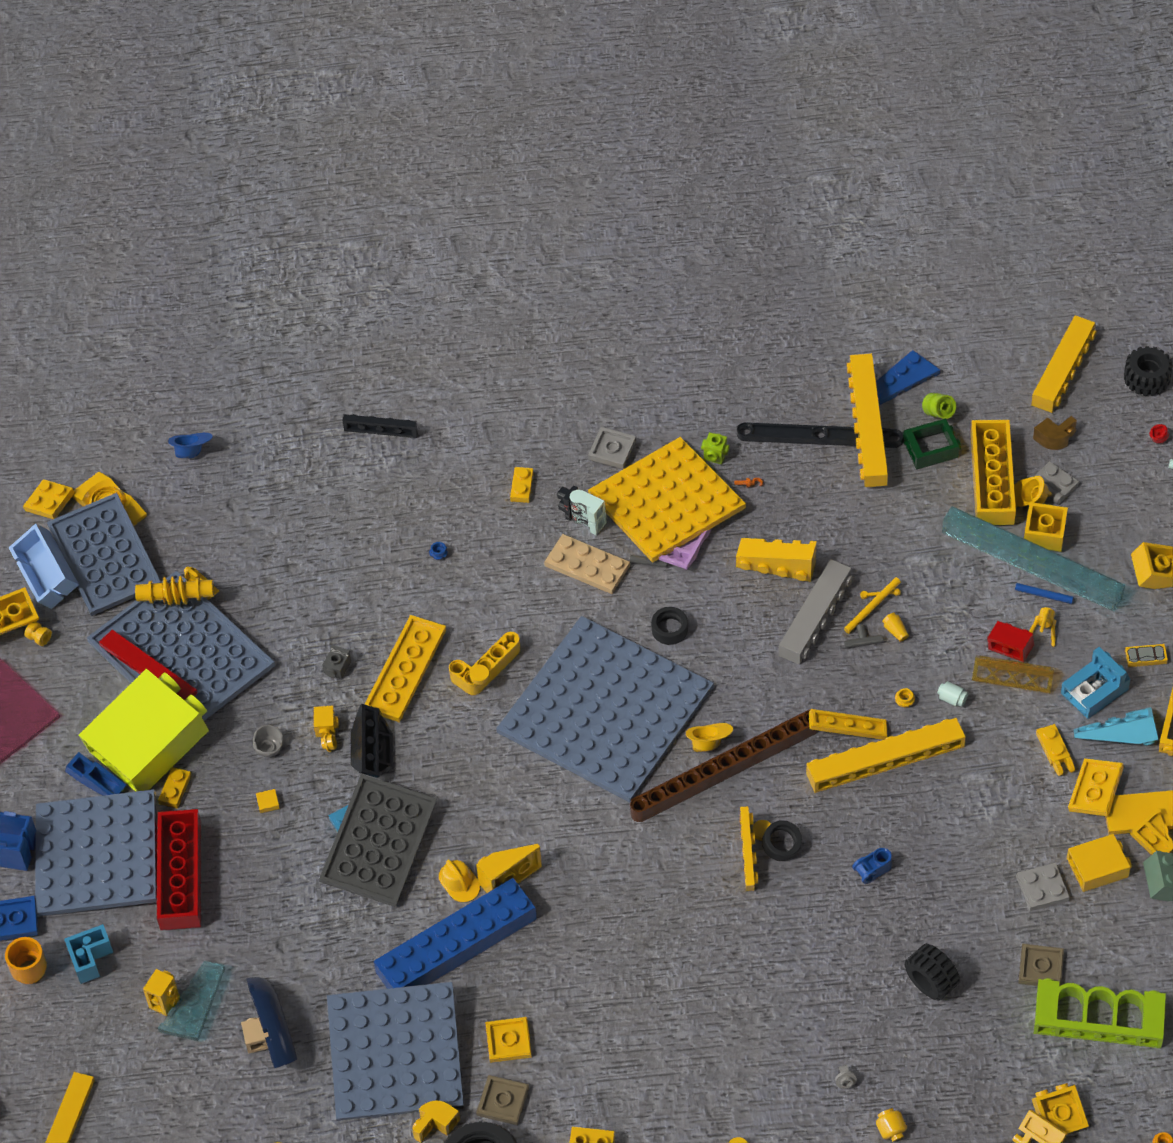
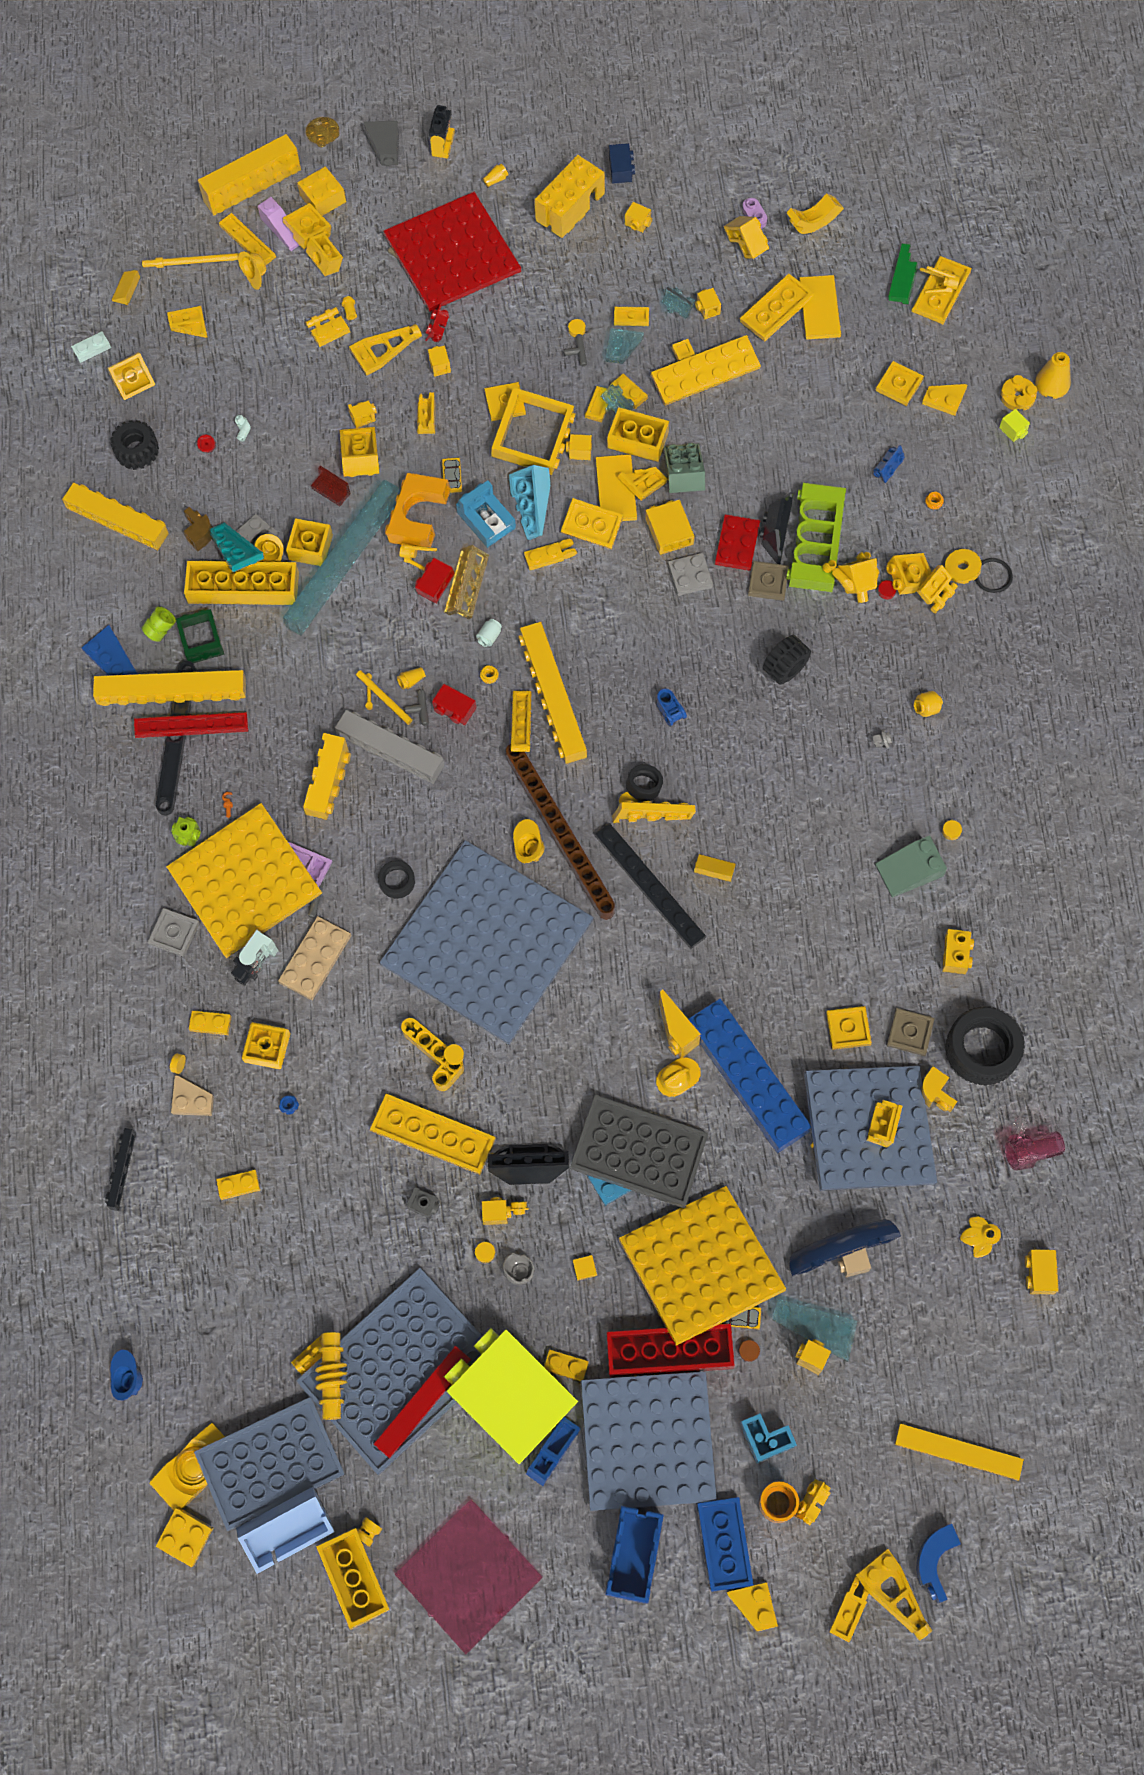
camera: 90 degrees left, 15 degrees up
(19, 993) = (816, 1493): none -> yellow hinge
(176, 944) = (749, 1351): none -> dark orange tile
(210, 935) = (748, 1319): none -> tile
(260, 894) = (701, 1265): none -> yellow plate
(287, 717) = (485, 1252): none -> yellow tile
(363, 517) = (238, 1184): none -> yellow plate
(393, 1056) = (884, 1123): none -> yellow hinge
(447, 474) = (190, 1099): none -> tan wing
(480, 460) = (177, 1063): none -> yellow tile
(495, 527) = (259, 1035): none -> yellow brick
(666, 852) = (650, 886): none -> black plate
(688, 911) = (714, 868): none -> yellow slope
(691, 1104) = (911, 867): none -> sand green slope
(830, 443) = (190, 725): none -> red tile
(865, 666) = (454, 705): none -> red brick
(1028, 458) = (235, 548): none -> teal wing
(1037, 1085) = (886, 590): none -> red tile
(1044, 593) = (378, 553): blue bar -> none
(1047, 1050) = (856, 576): none -> yellow torso
(1076, 606) = (415, 489): none -> light orange arch
(1088, 934) = (737, 542): none -> red plate
(1109, 971) = (776, 526): none -> black wedge
(1117, 545) = (331, 486): none -> clear red panel

